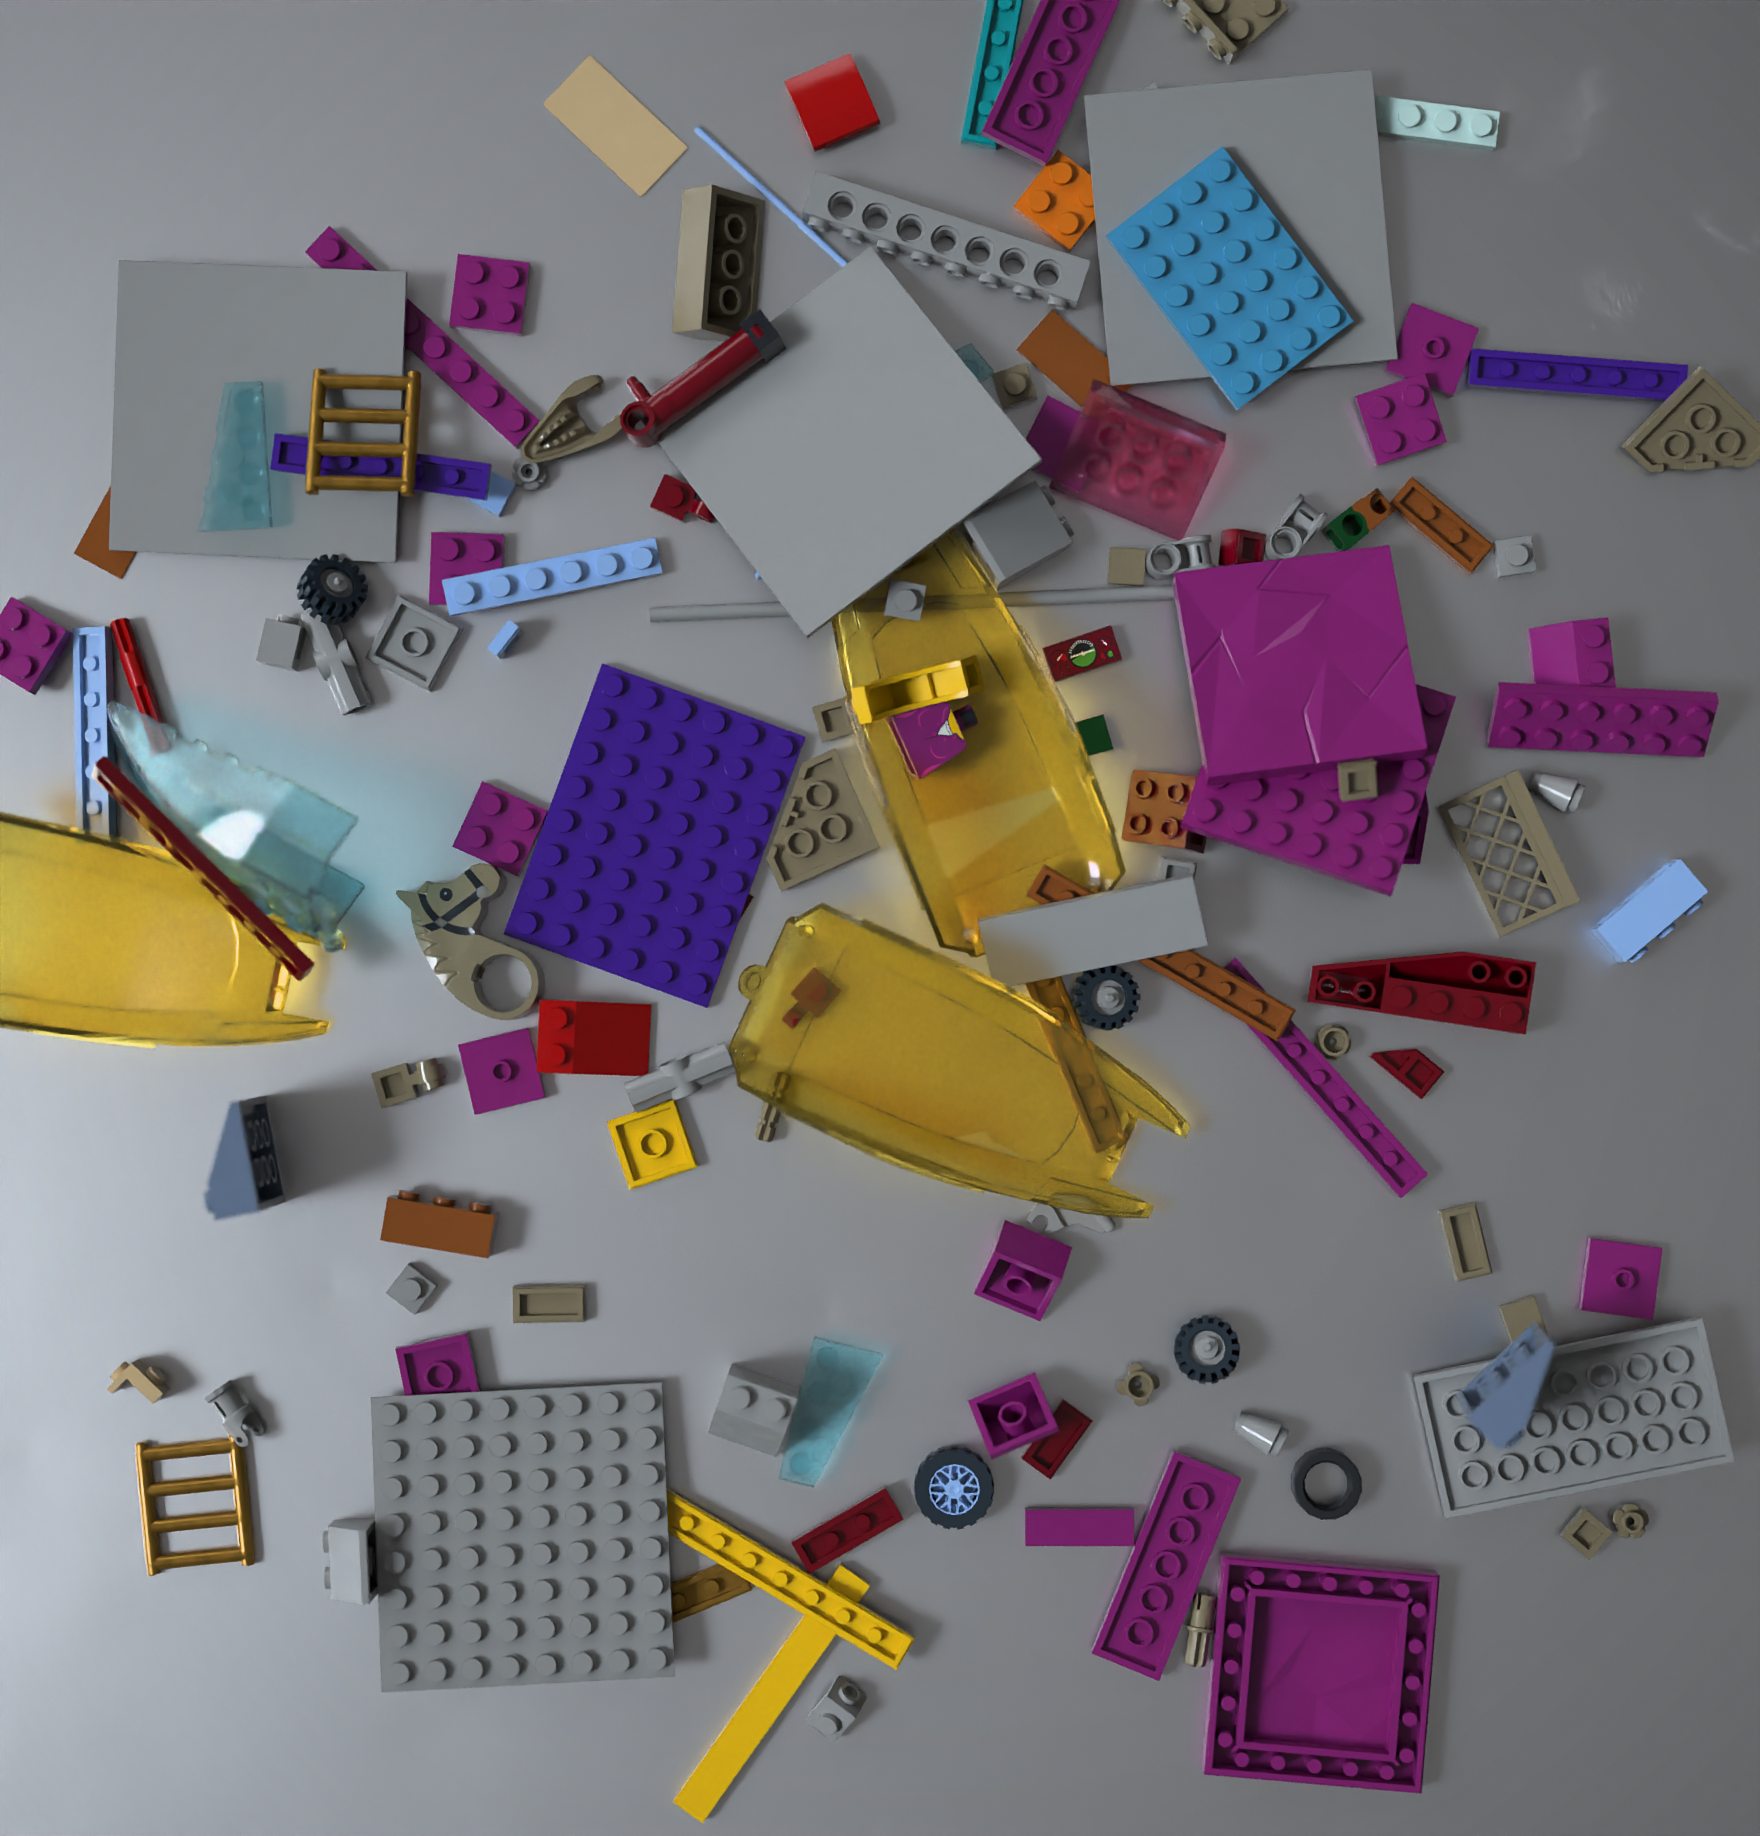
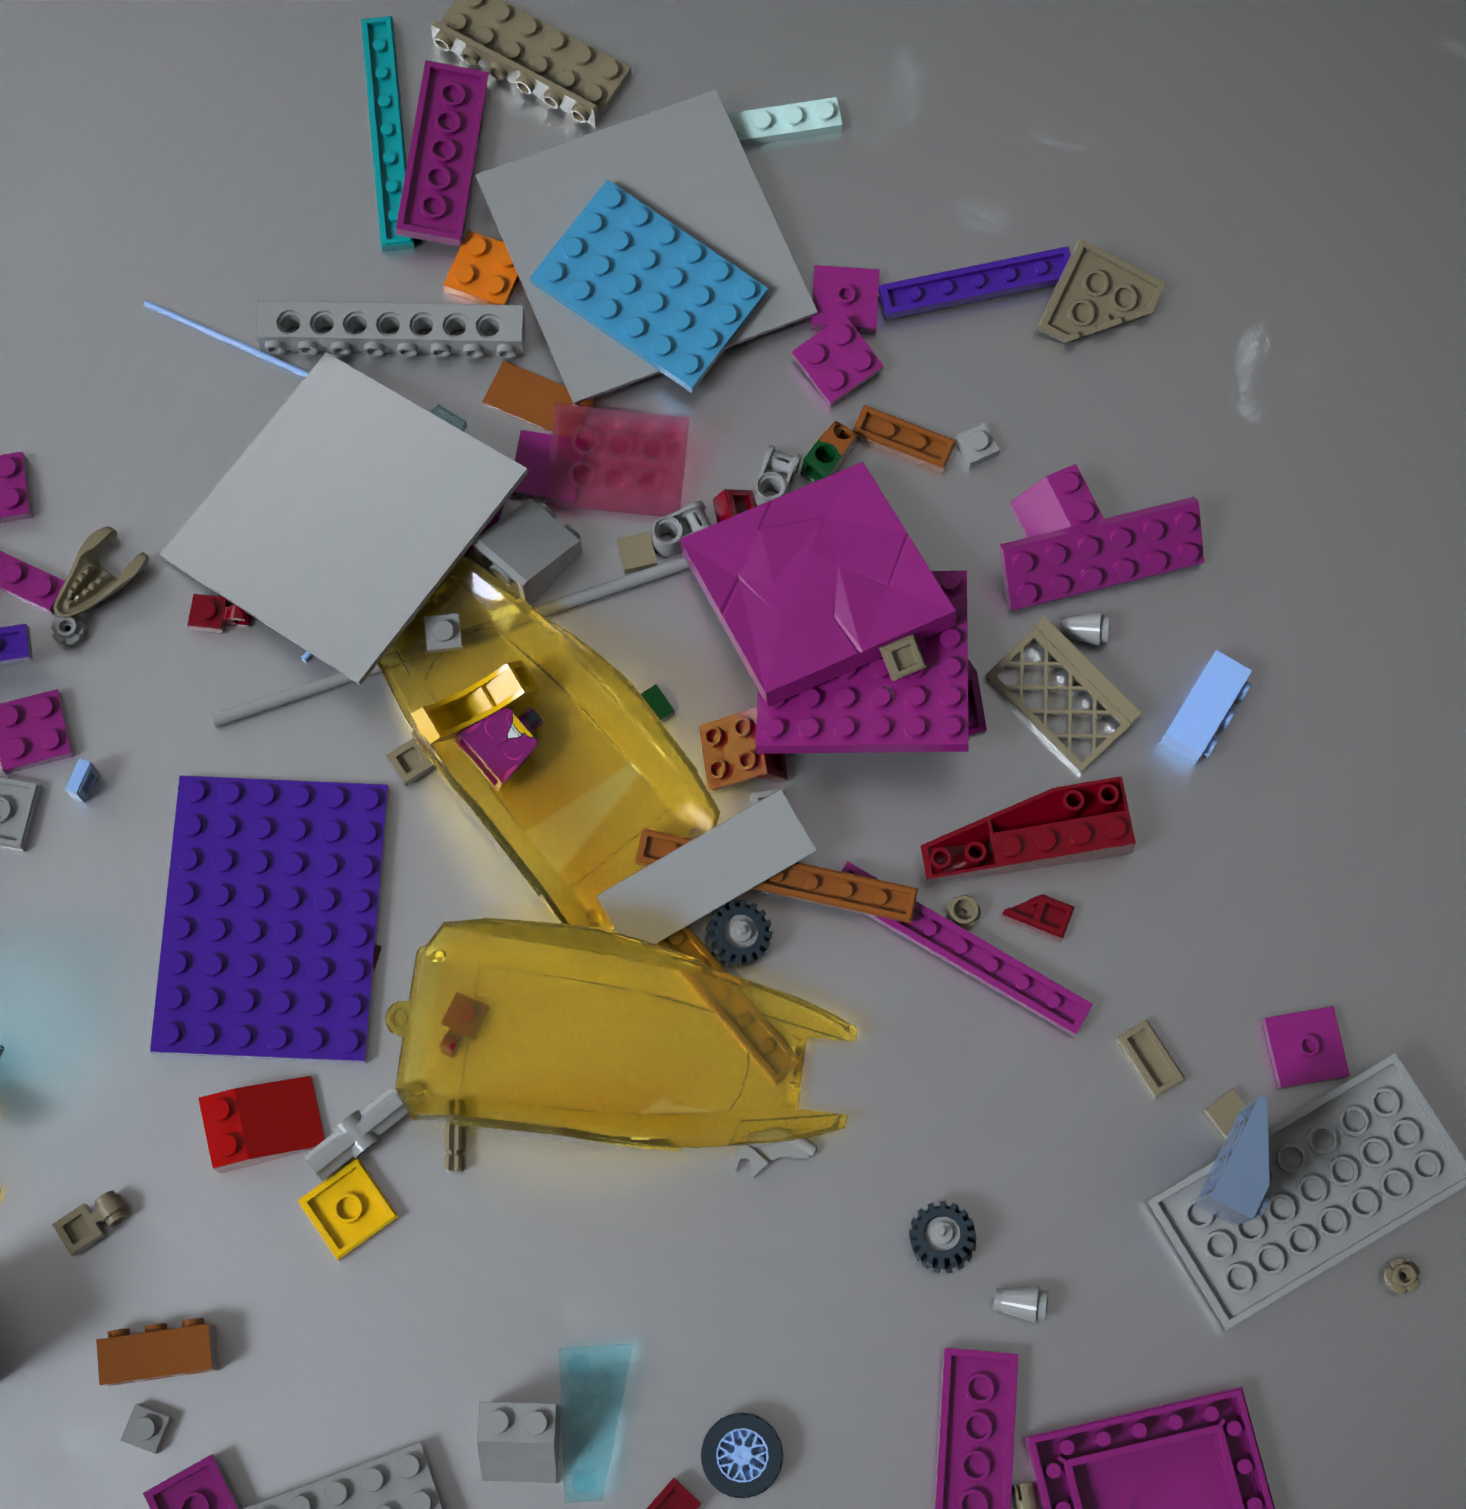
camera: 20 degrees left, 15 degrees down
(449, 933) = (96, 1065): dark tan animal -> none
(499, 495) = (44, 658): light blue tile -> none
(500, 829) = (122, 955): magenta plate -> none
(501, 1071) = (181, 1184): magenta plate -> none
(549, 1303) = (288, 1400): dark tan tile -> none
(551, 577) = (111, 712): light blue plate -> none
(615, 125) = (72, 321): tan sticker -> none
(700, 381) = (164, 544): dark red piece -> none
(717, 262) = (193, 404): dark tan slope -> none
(819, 824) = (424, 859): dark tan plate -> none
(832, 102) = (259, 247): red slope -> none
(1013, 1416) = (775, 1358): magenta slope -> none
(1014, 386) = (490, 429): dark tan plate -> none
(1023, 1270) = (742, 1217): magenta slope -> none
(1051, 1451) = (827, 1374): dark red tile -> none
(1079, 1527) = (877, 1456): magenta tile -> none
(1082, 654) = (623, 636): tile -> none
(1141, 1394) = (892, 1304): dark tan plate -> none
(1352, 1493) = (1127, 1322): black tyre -> none
(1586, 1533) = (1365, 1301): dark tan plate -> none

